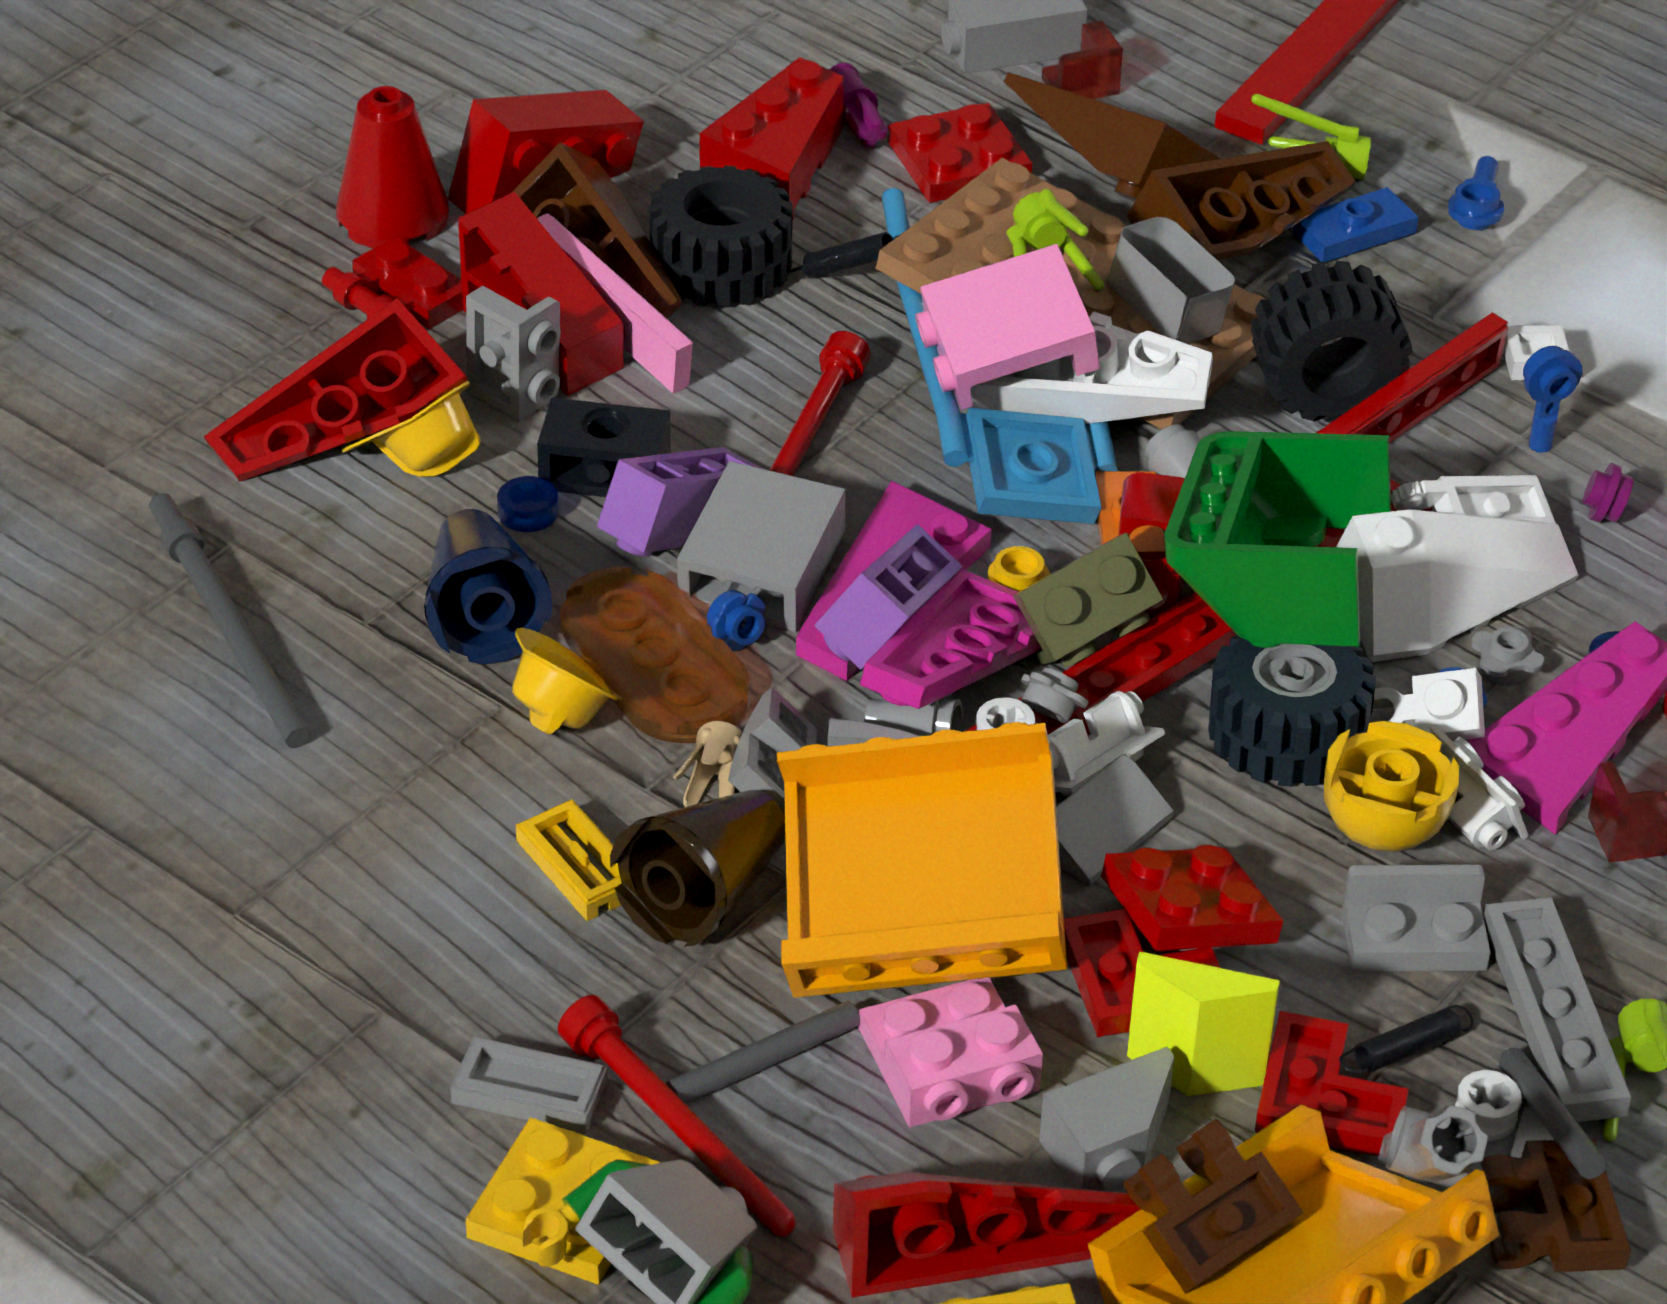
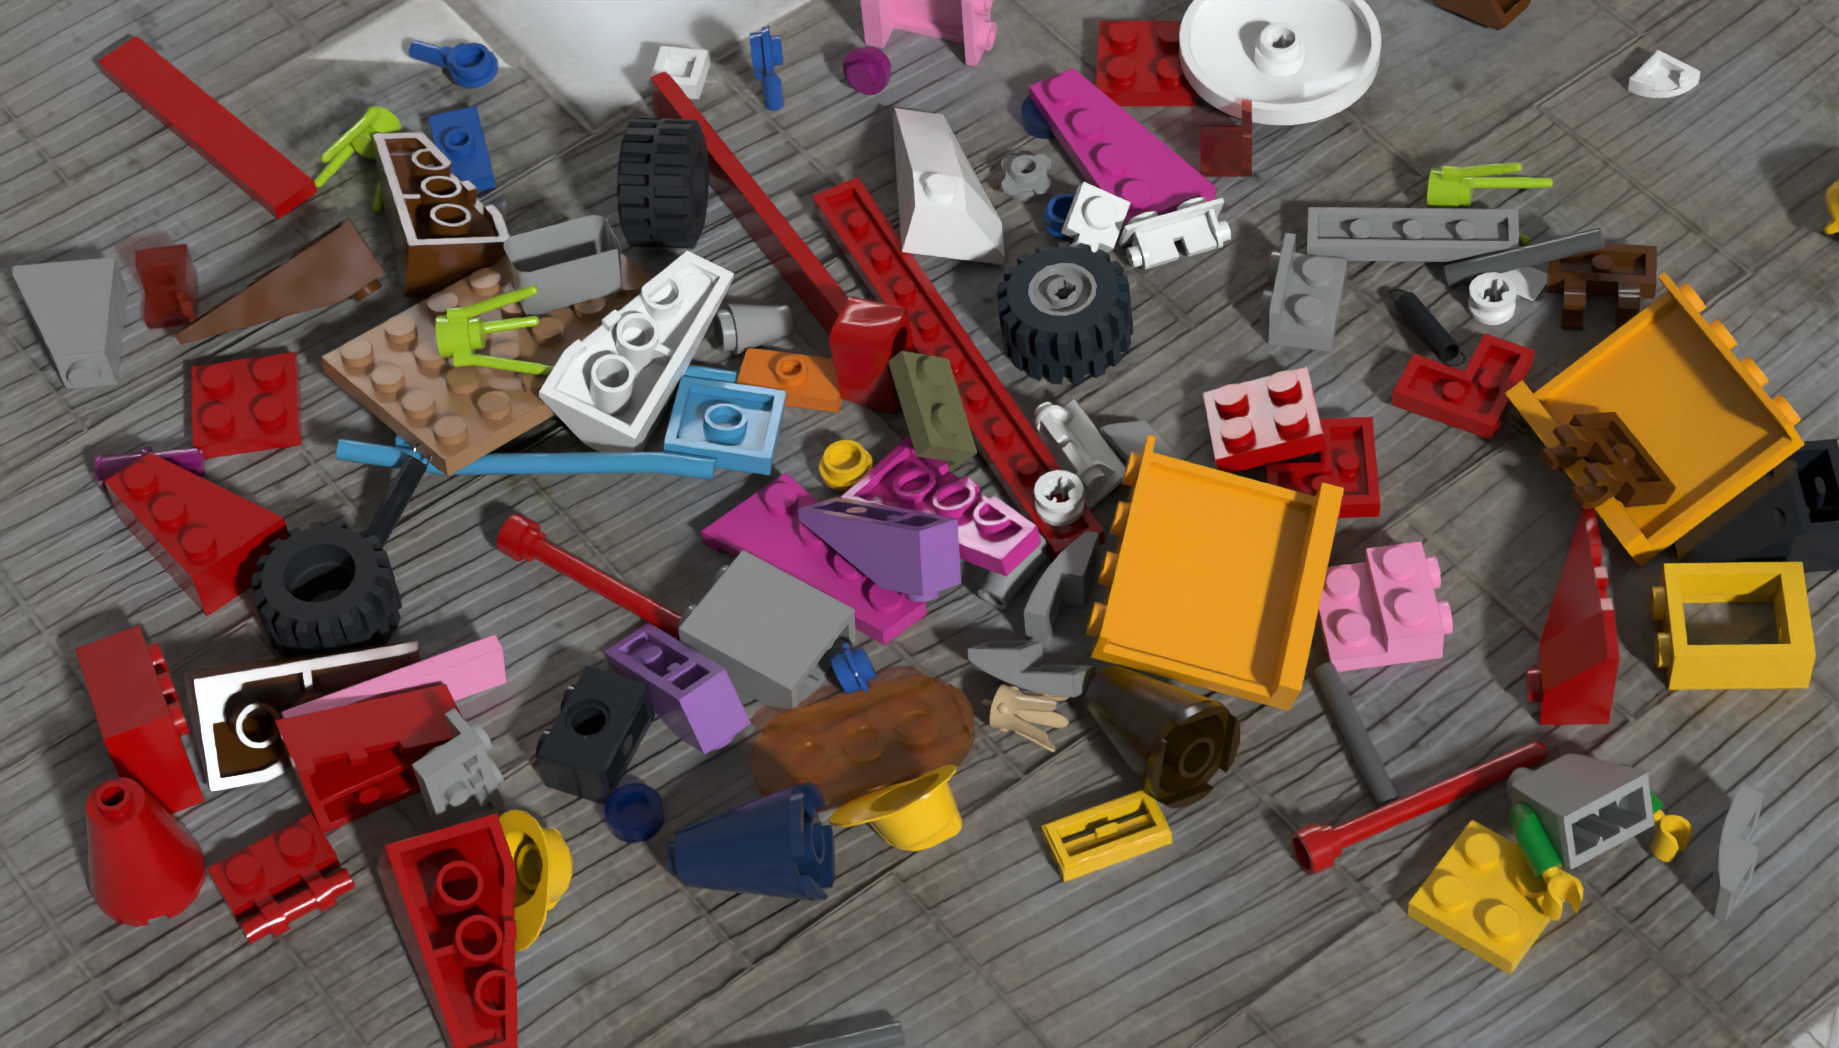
camera: 70 degrees left, 10 degrees up
(529, 1084) = (1360, 905): light grey tile -> none
(1005, 321) = (613, 379): bright pink panel -> none
(1052, 694) = (1038, 454): light grey plate -> none
(1108, 1121) = (1486, 518): light grey slope -> none
(1209, 1020) = (1417, 438): neon yellow slope -> none
(1252, 524) = (857, 262): green windscreen -> none
(1389, 786) = (1189, 266): yellow cylinder -> none
(1433, 1145) = (1599, 310): light grey piece -> none
(1485, 496) = (873, 148): white hinge -> none

